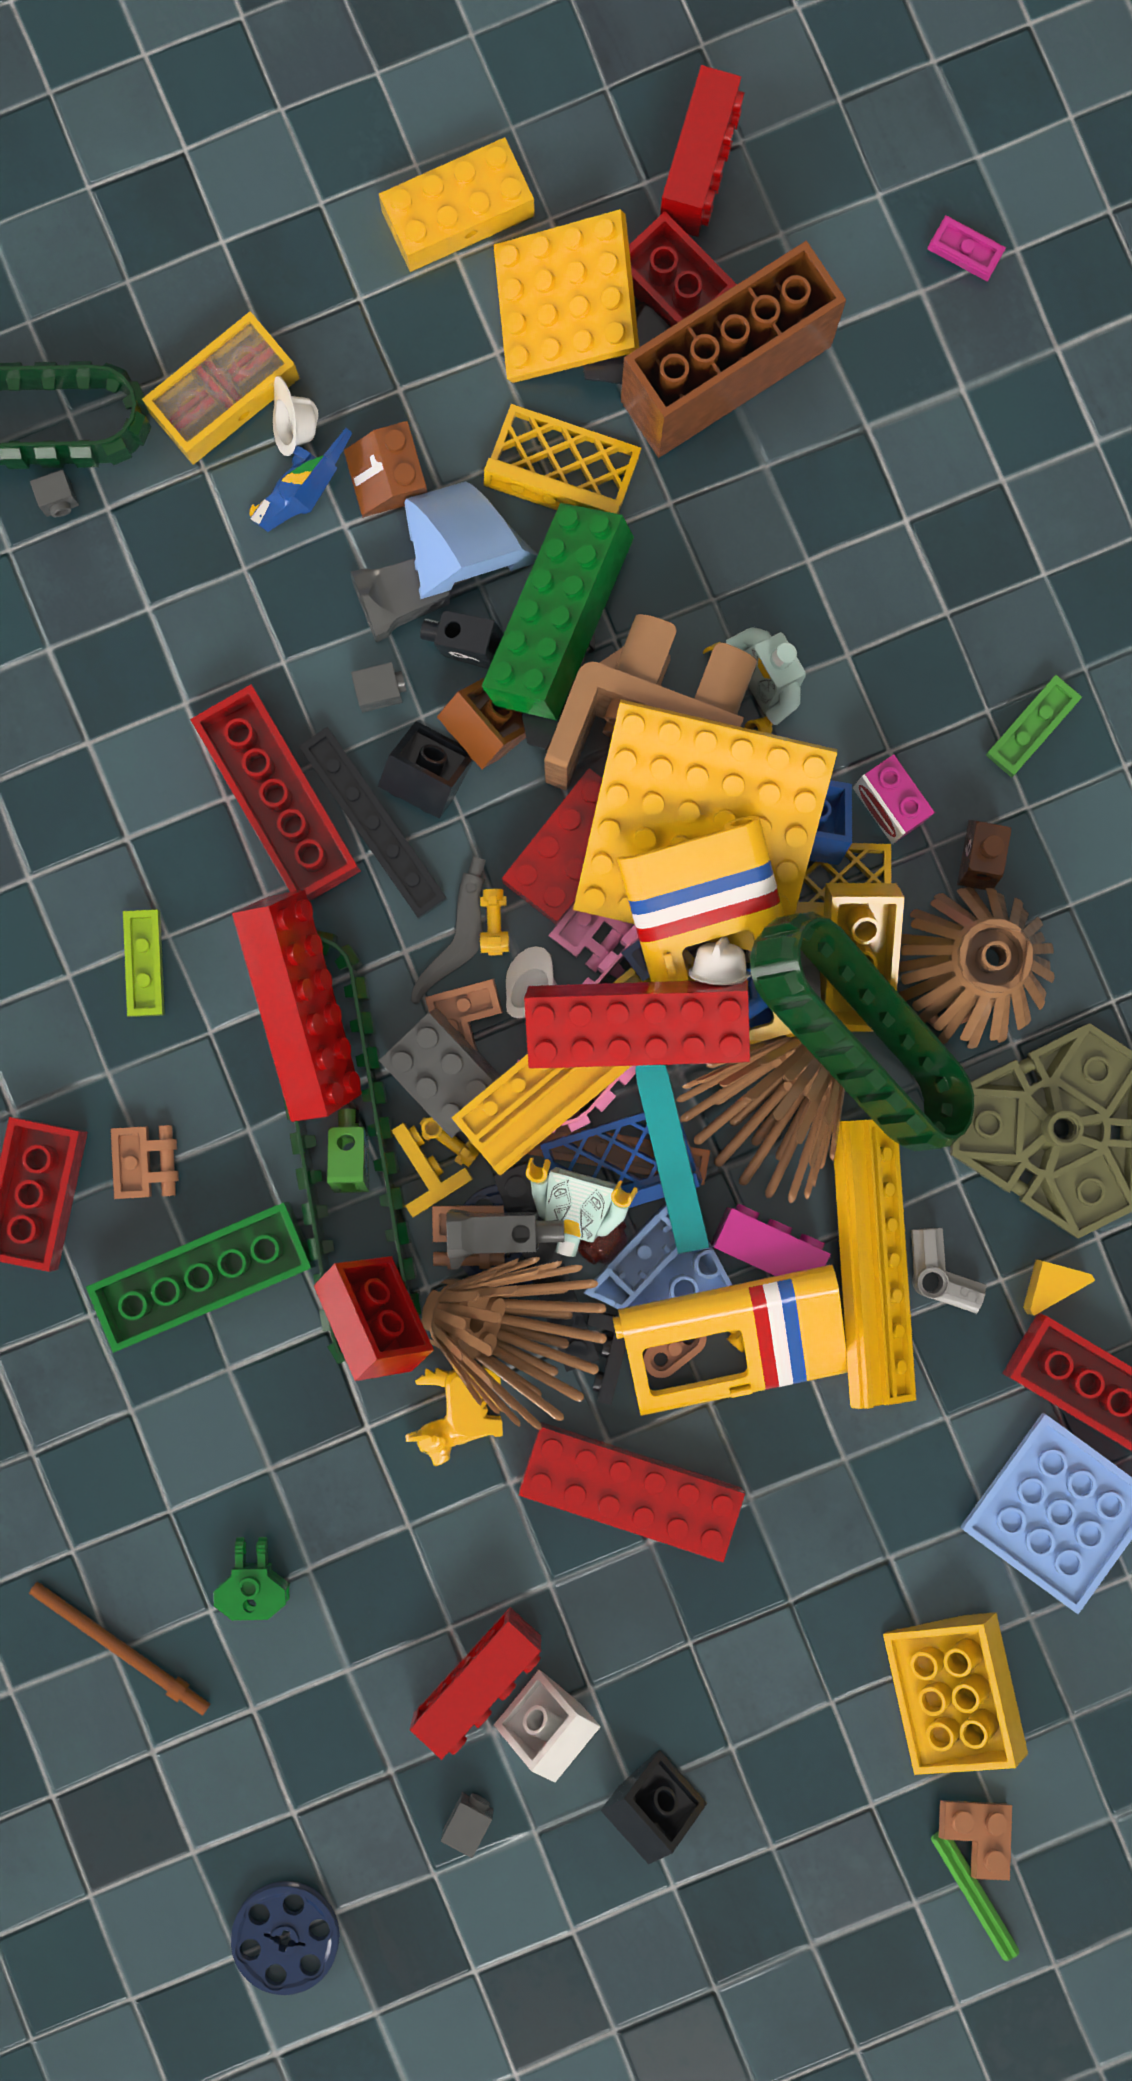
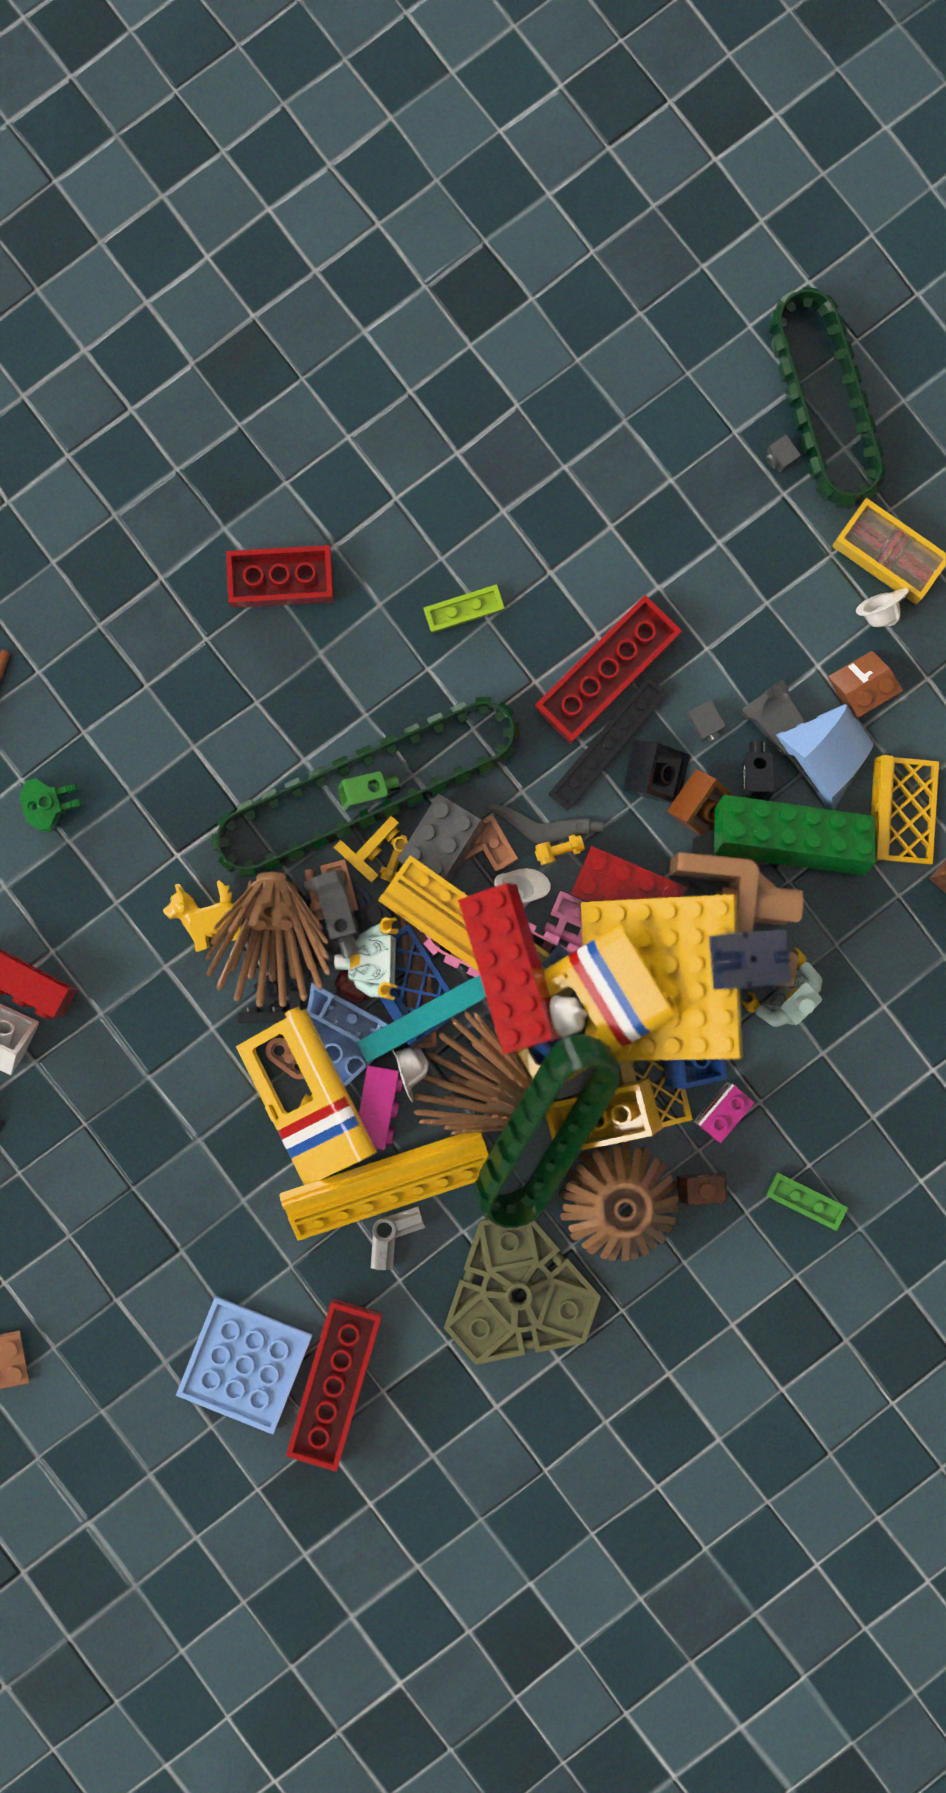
camera: 80 degrees right, 0 degrees up
(132, 1162) = (319, 640): nougat plate -> none
(200, 1276) = (253, 709): green brick -> none
(297, 1005) = (461, 725): red brick -> none
(299, 486) = (836, 626): blue animal -> none
(373, 1318) = (255, 838): red brick -> none
(632, 1492) = (180, 1054): red brick -> none
(708, 726) = (732, 964): none -> dark blue piece
(729, 1189) = (412, 1067): none -> white piece
(956, 1695) = (96, 1323): yellow slope -> none
(1052, 1284) = (405, 1317): yellow slope -> none

